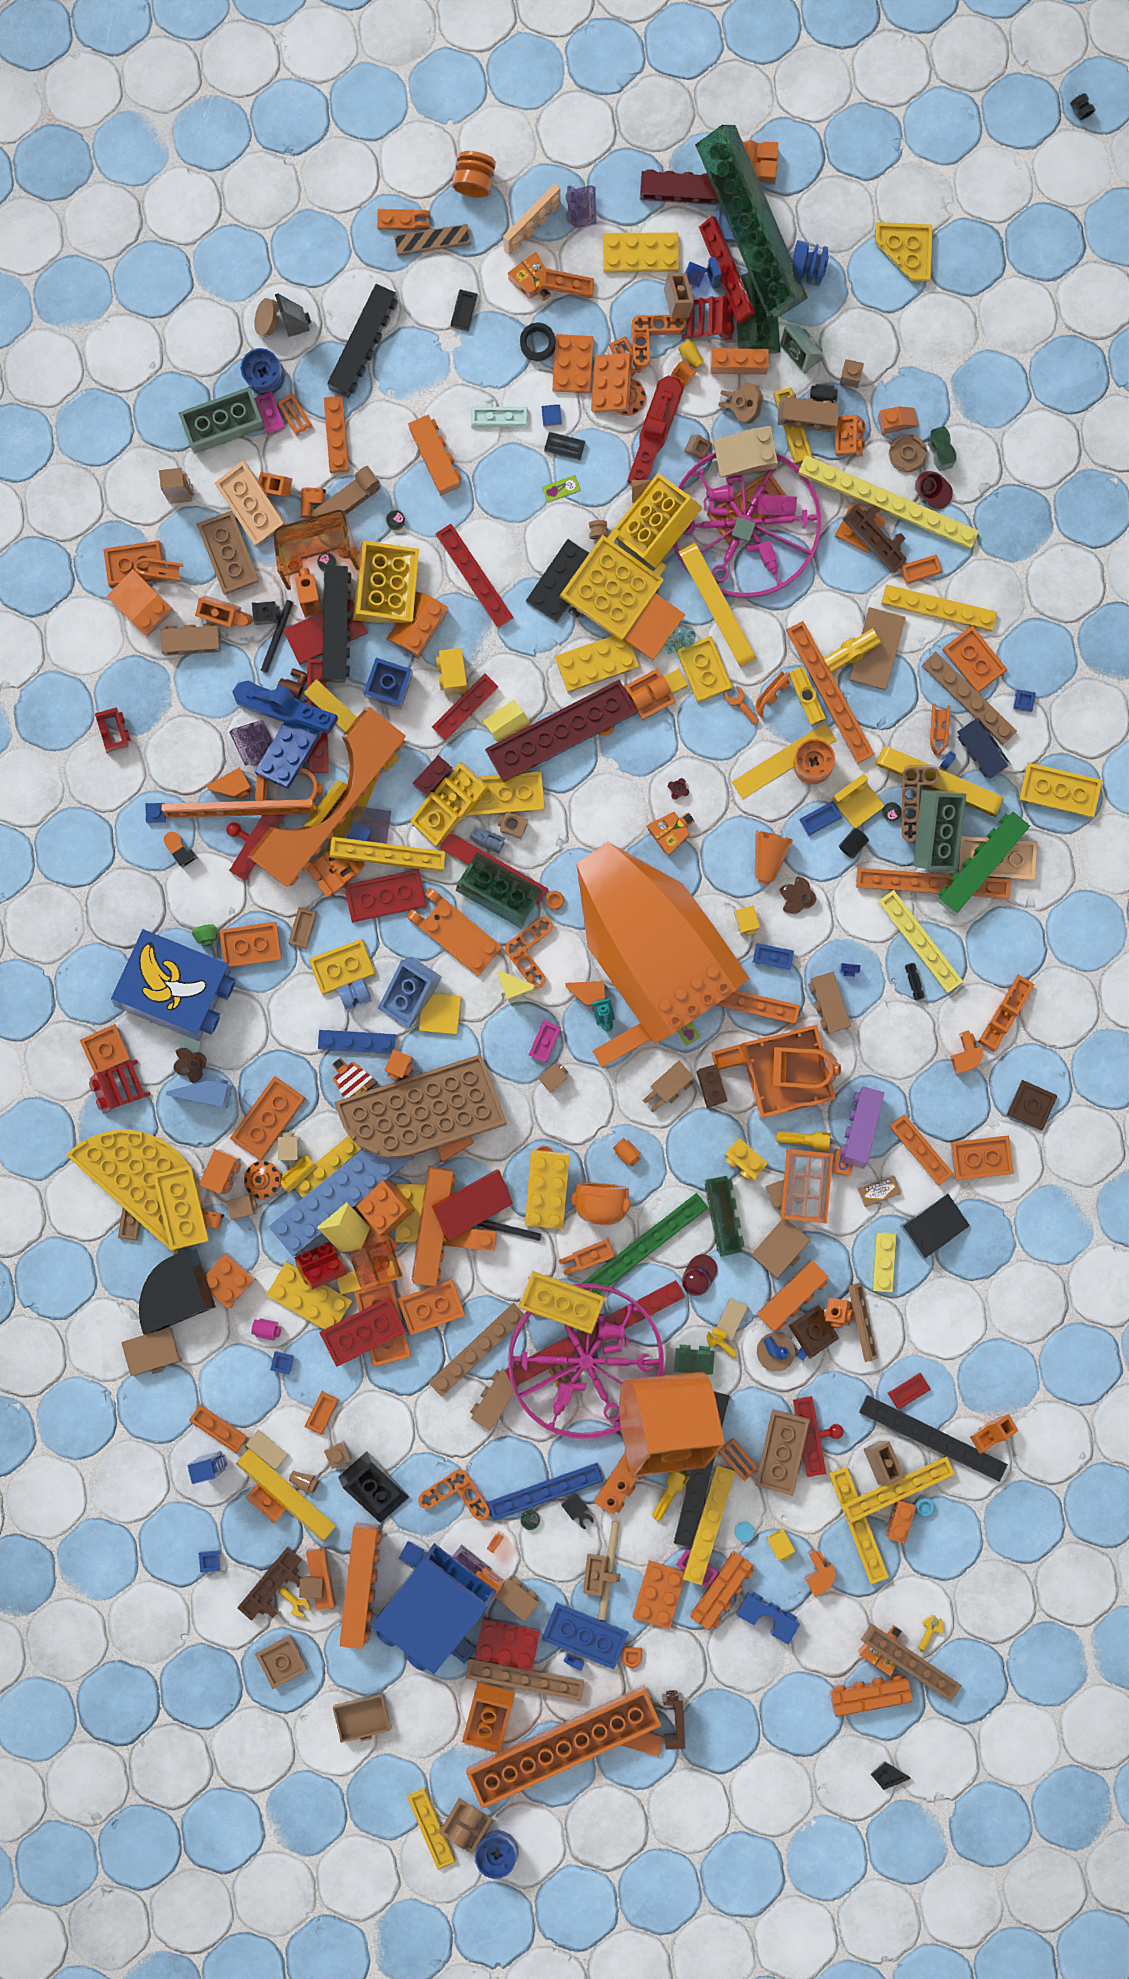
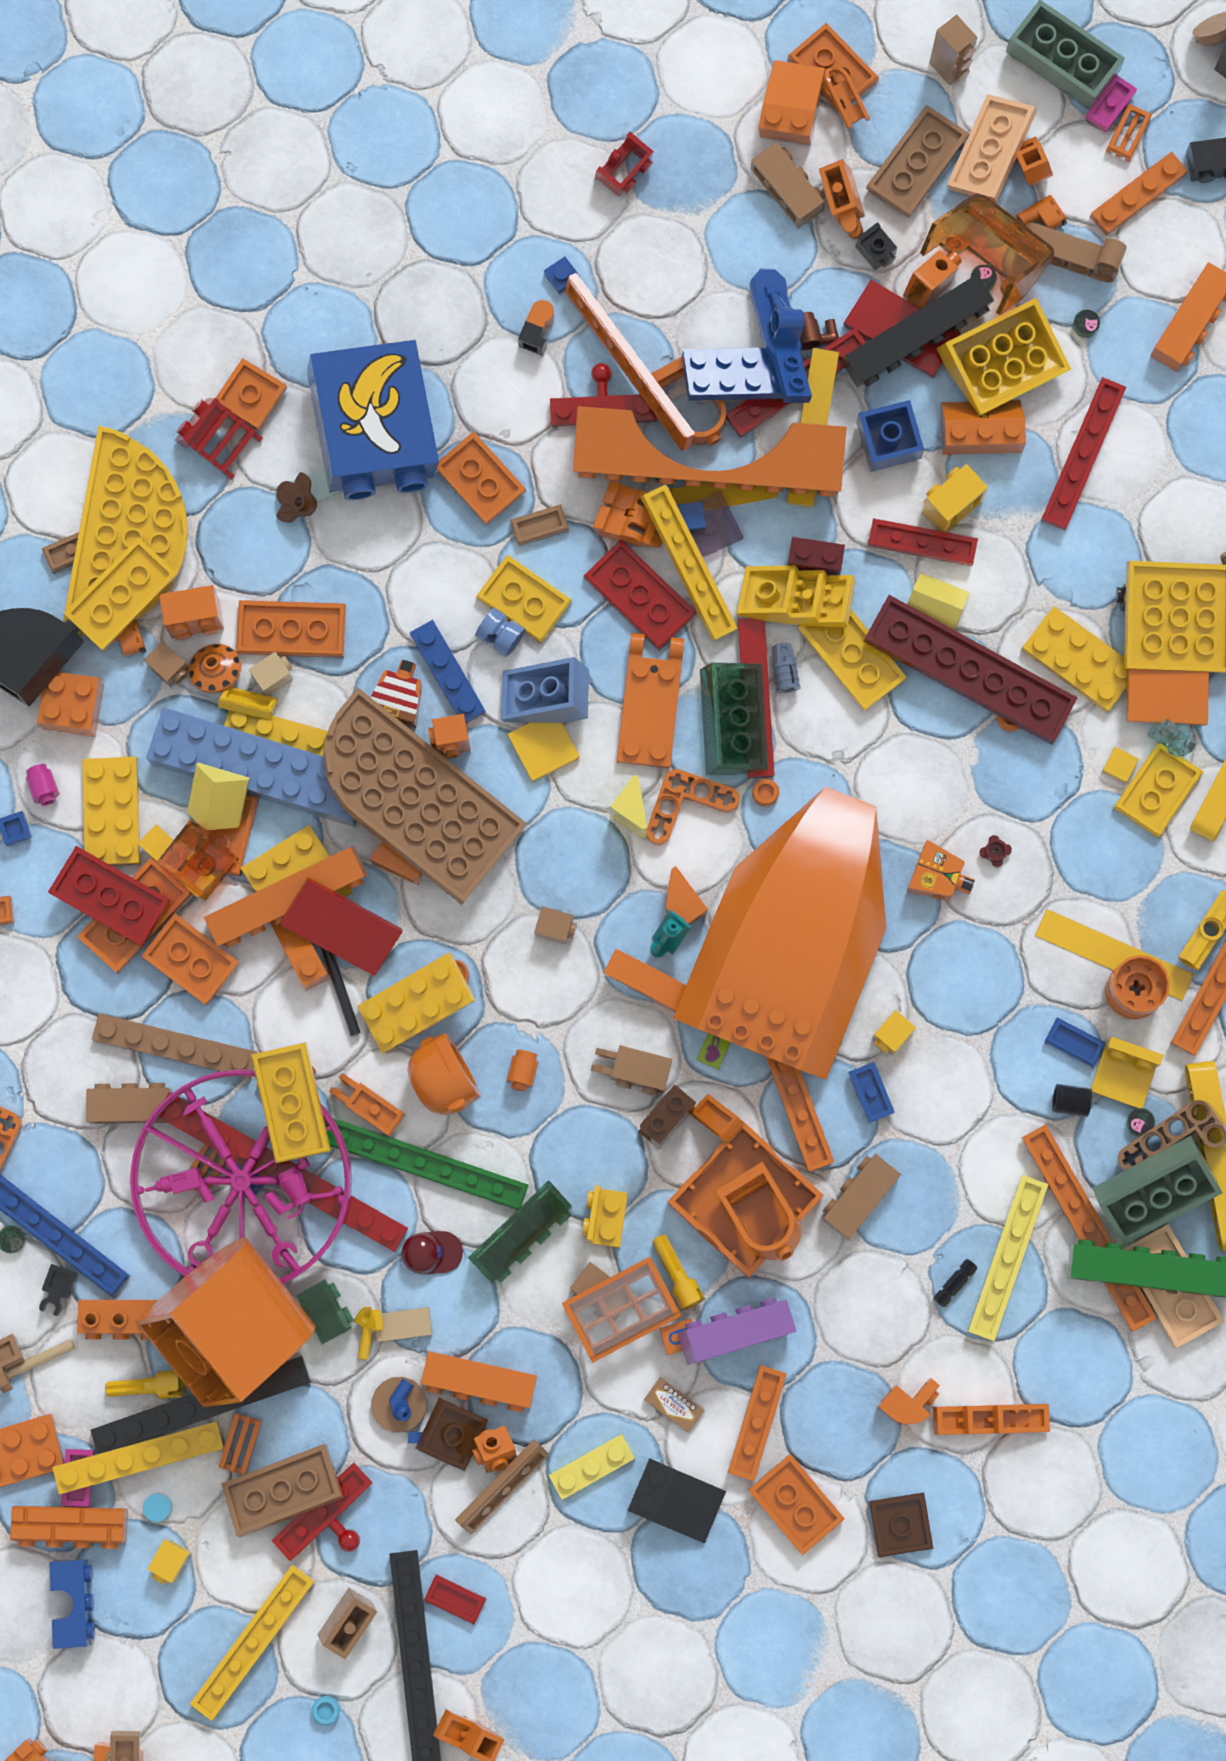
camera: 55 degrees right, 5 degrees down
(205, 934) = (458, 419): bright green cone -> none
(207, 1092) = (278, 544): medium blue slope -> none
(231, 785) = (651, 338): orange slope -> none
(252, 741) = (716, 325): clear purple plate -> none
(258, 362) = (1157, 50): blue wheel -> none
(277, 635) = (858, 278): black bar -> none
(320, 1266) = (155, 797): red brick -> none
(326, 804) = (702, 457): yellow tile -> none
(385, 1207) = (272, 828): orange brick -> none
(519, 831) = (817, 697): medium nougat brick -> none
(544, 1041) = (591, 888): dark pink plate -> none
(555, 579) = (1117, 547): black plate -> none
(650, 694) = (1084, 745): orange plate -> none
(745, 709) = (1144, 868): orange piece -> none
(769, 694) = (1180, 885): orange piece -> none
(769, 855) = (989, 1008): orange cone -> none
(781, 1248) = (527, 1329): medium nougat container -> none
(794, 895) = (963, 1071): reddish brown plate -> none
(823, 1577) = (163, 1639): orange brick -> none
(849, 970) = (916, 1194): clear blue plate -> none
(887, 1495) = (325, 1663): yellow plate -> none
(900, 1521) = (290, 1690): orange brick -> none

